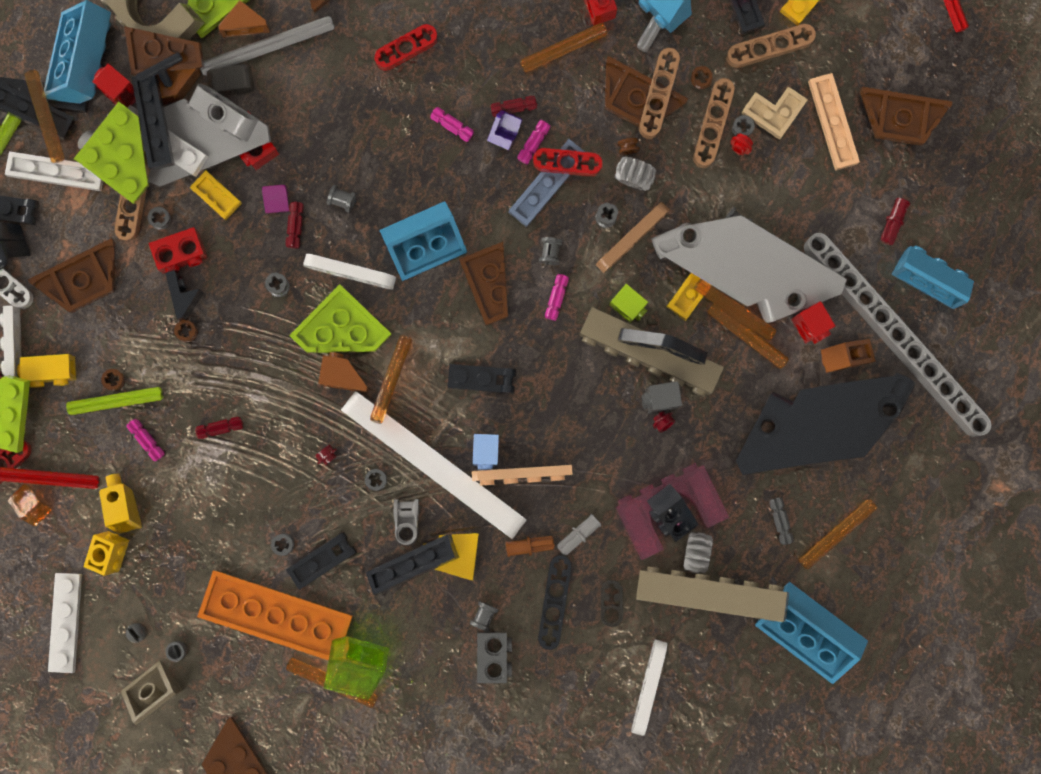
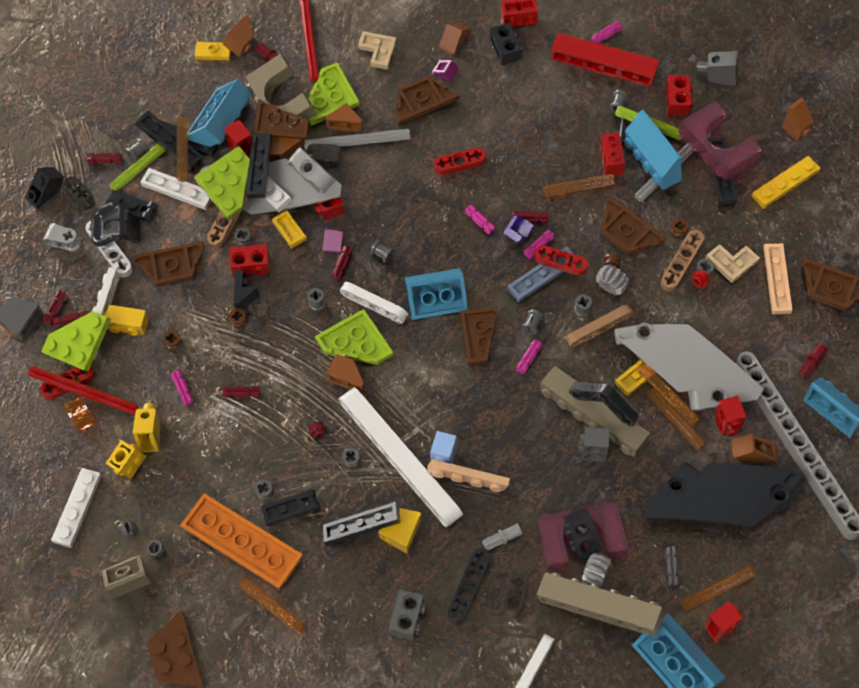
camera: 25 degrees right, 20 degrees down
(114, 400) = (168, 354): lime axle -> none
(161, 69) = (276, 130): black piece -> none
(355, 667) = (293, 590): clear neon green slope -> none
(390, 380) = (381, 386): clear orange axle -> none
(406, 519) = (366, 491): light grey piece -> none
(480, 378) = (454, 402): black plate -> none
(484, 616) = (408, 580): dark grey bush -> none
(530, 545) = (460, 536): dark orange axle -> none
(629, 304) = (584, 371): lime brick -> none
(659, 93) = (644, 228): medium nougat beam -> none
(663, 421) = (592, 466): dark red plate -> none
(769, 42) = (739, 218): medium nougat beam -> none
(854, 578) = (723, 621): none -> red brick

